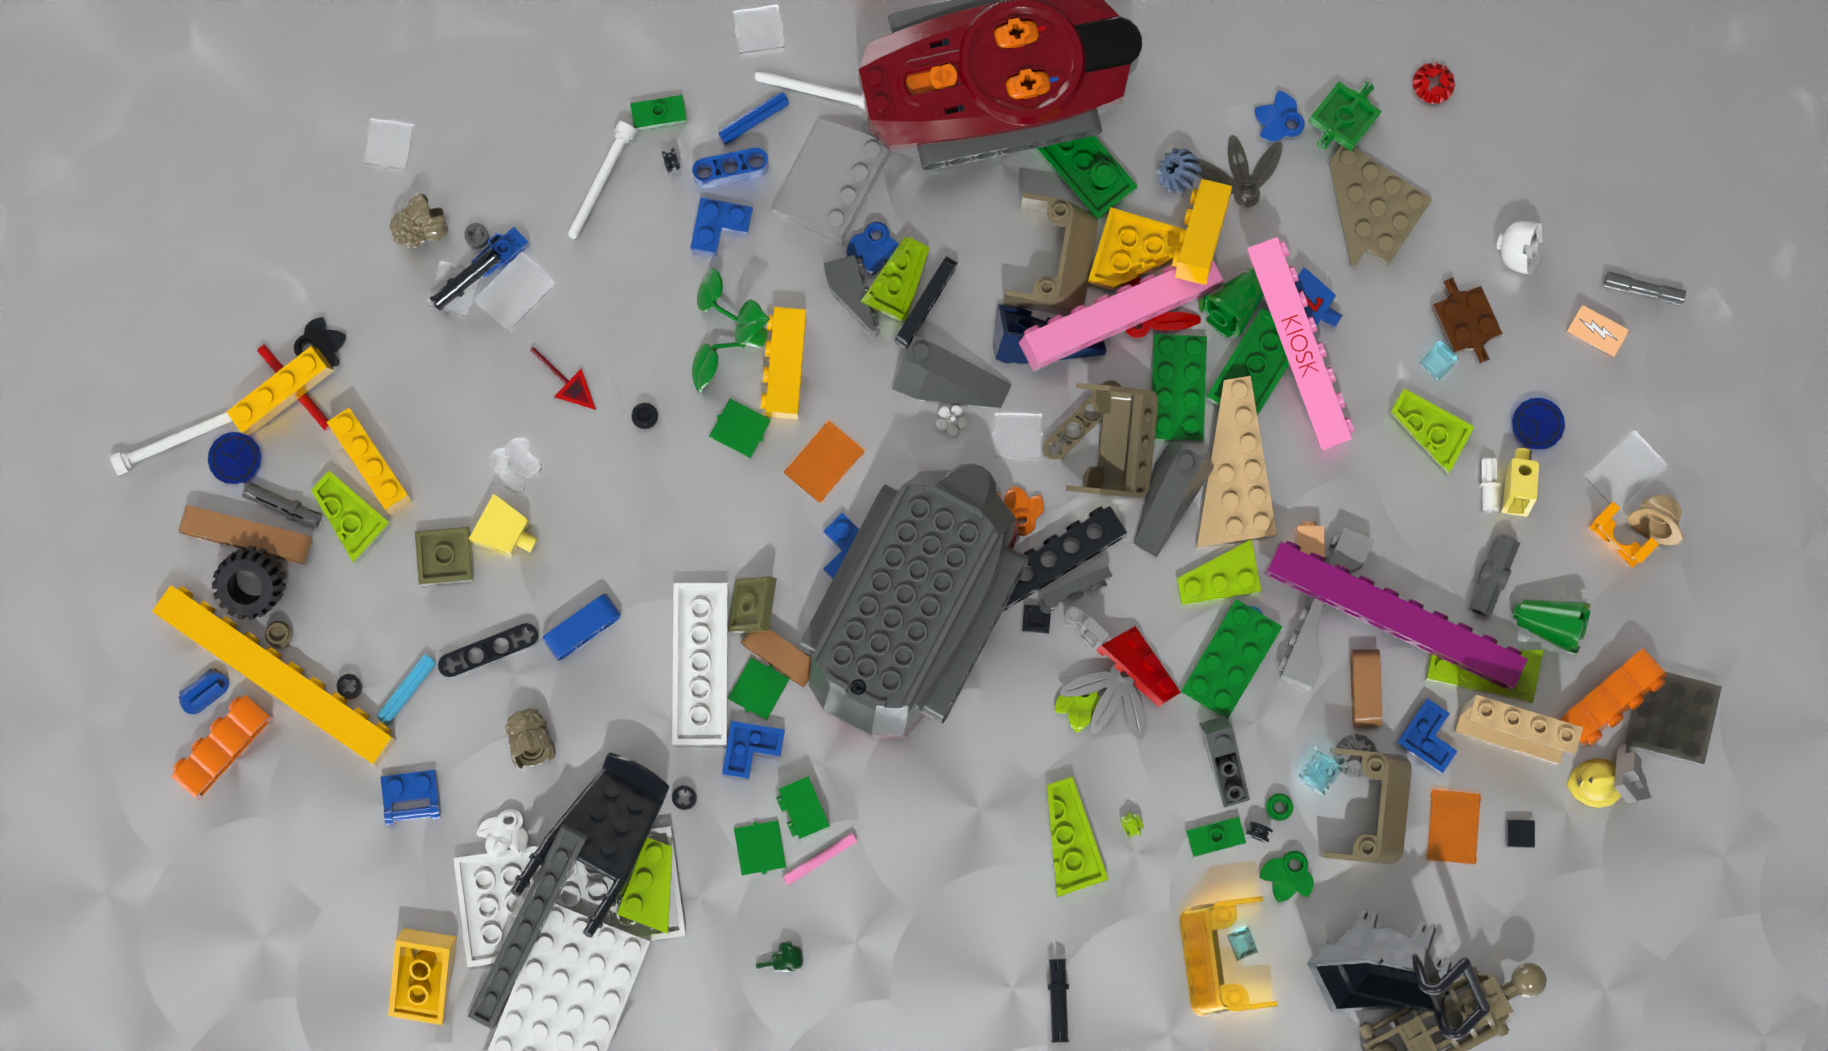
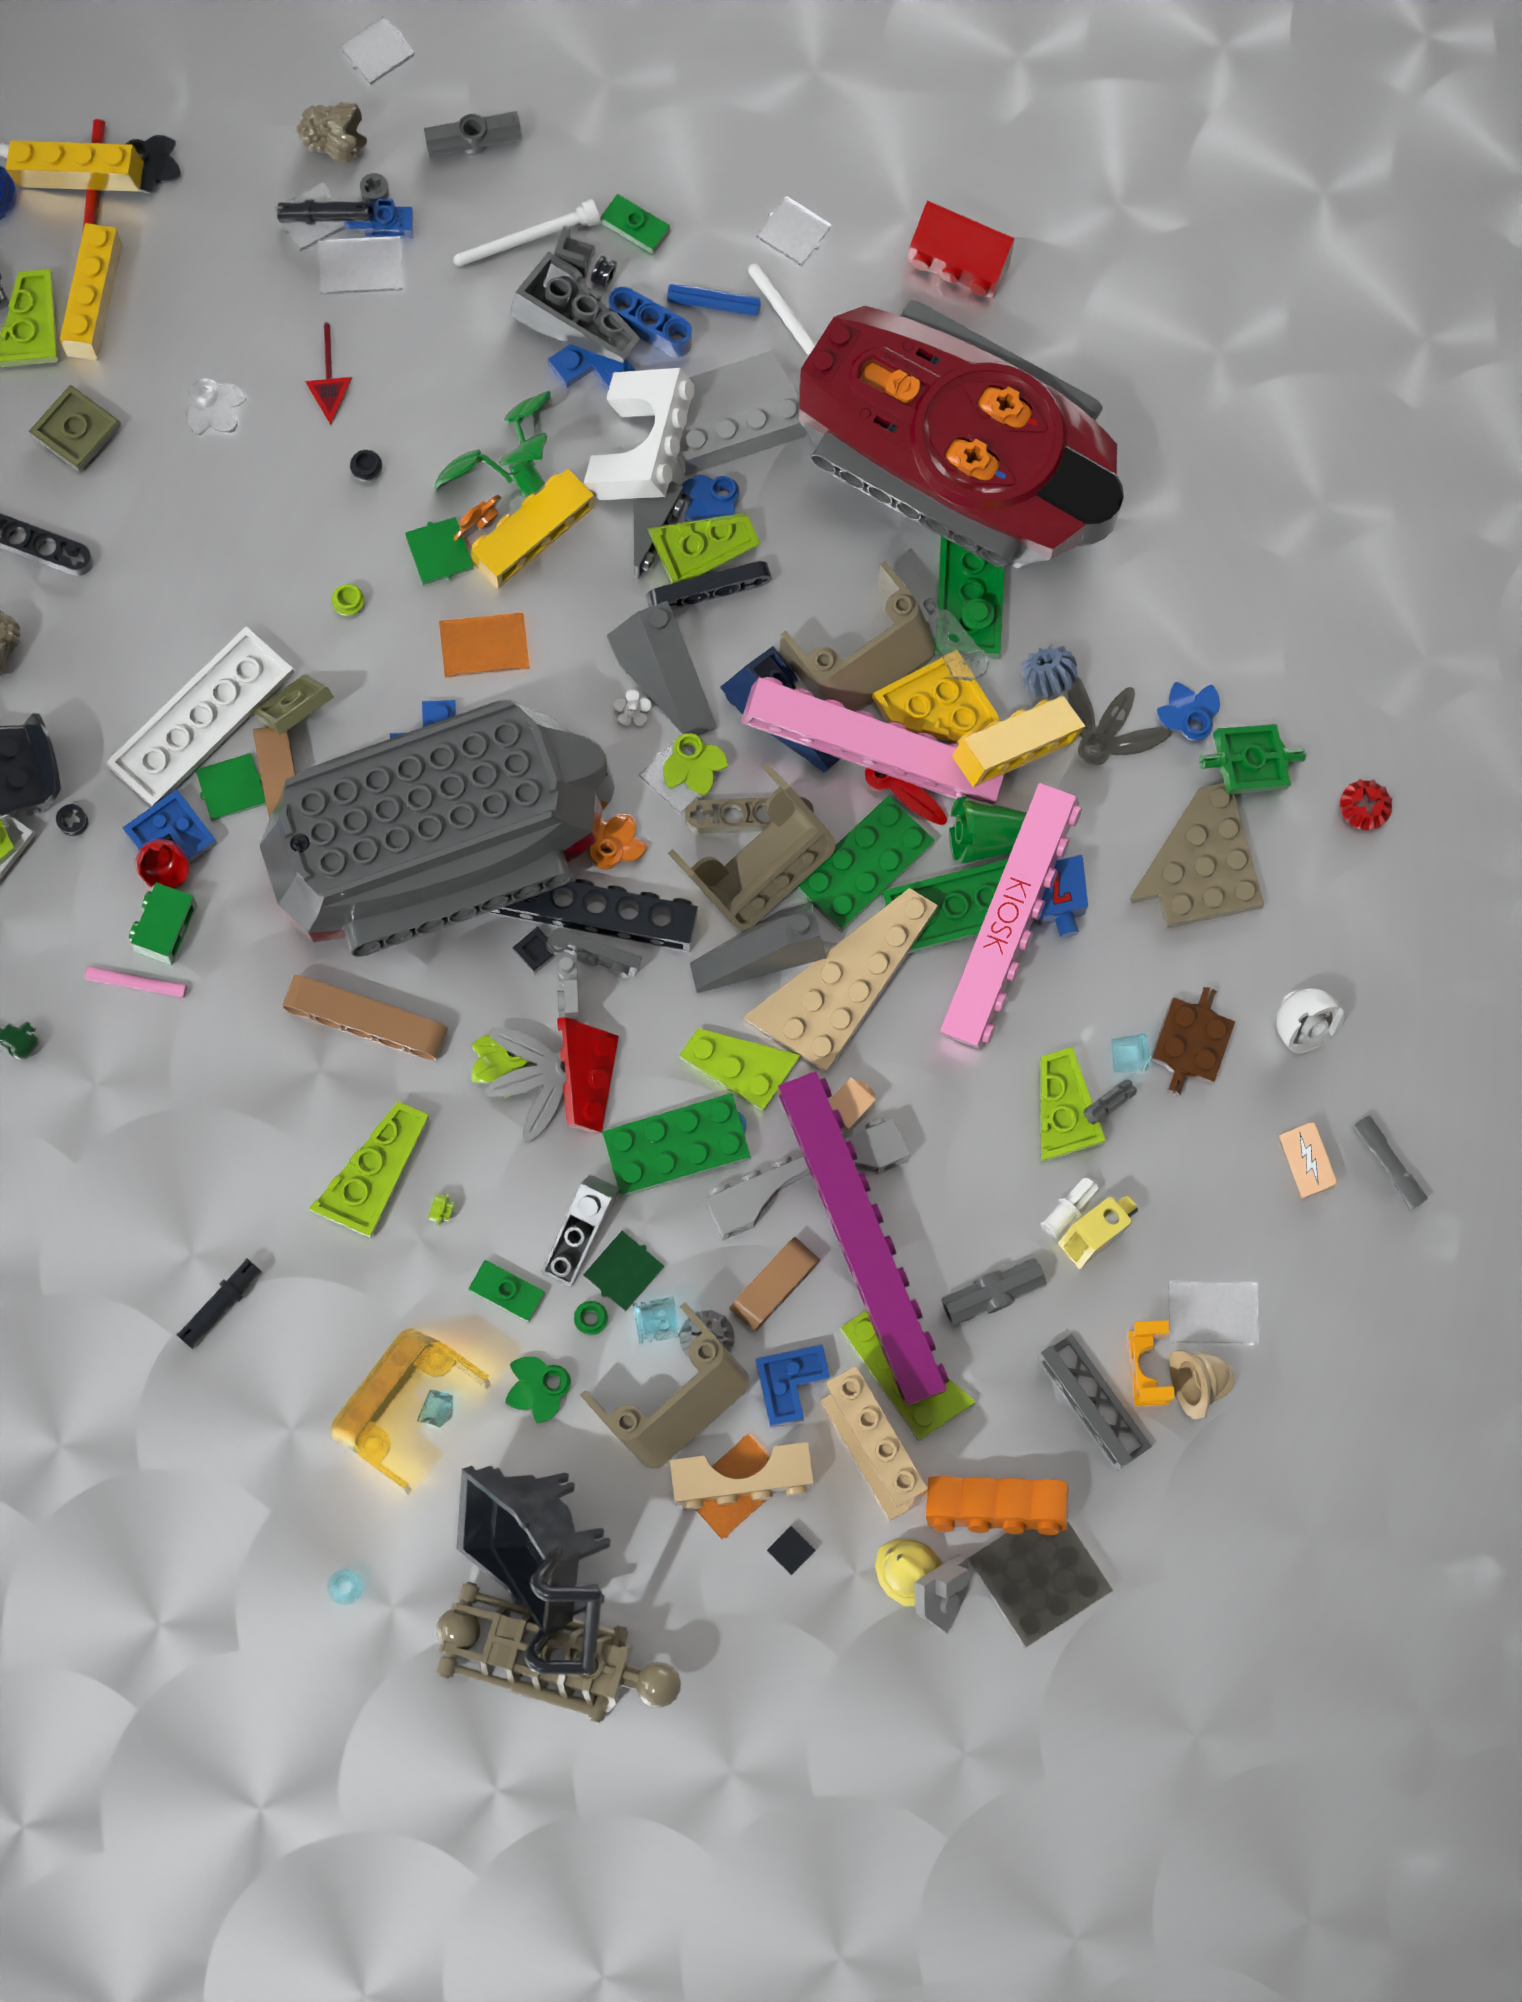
camera: 40 degrees right, 5 degrees down
(502, 529) = (146, 449): light yellow torso -> none
(515, 132) = (491, 129): none -> dark grey piece
(581, 627) = (130, 593): blue beam -> none
(642, 167) = (574, 252): none -> dark grey panel
(674, 206) = (565, 308): none -> dark grey wedge
(716, 509) = (348, 600): none -> lime plate
(748, 382) = (479, 515): none -> orange plate
(759, 848) = (93, 924): green piece -> none
(769, 773) = (162, 863): none -> red hair
(827, 263) = (649, 467): none -> white arch
(977, 754) = (364, 1017): none -> medium nougat beam
(1025, 423) = (693, 769): none -> lime plate
(1113, 210) = (955, 653): none -> clear piece
(1259, 832) = (549, 1322): black bush -> none
(1270, 761) = (623, 1271): none -> dark green piece
(1456, 401) = (1109, 1101): none -> dark grey axle
(1475, 790) = (698, 1482): none -> tan arch
(1537, 424) = (1169, 1194): clear blue tile -> none
(1555, 621) = (1010, 1386): green cone -> none
(1608, 593) = (1084, 1405): none -> dark grey fence

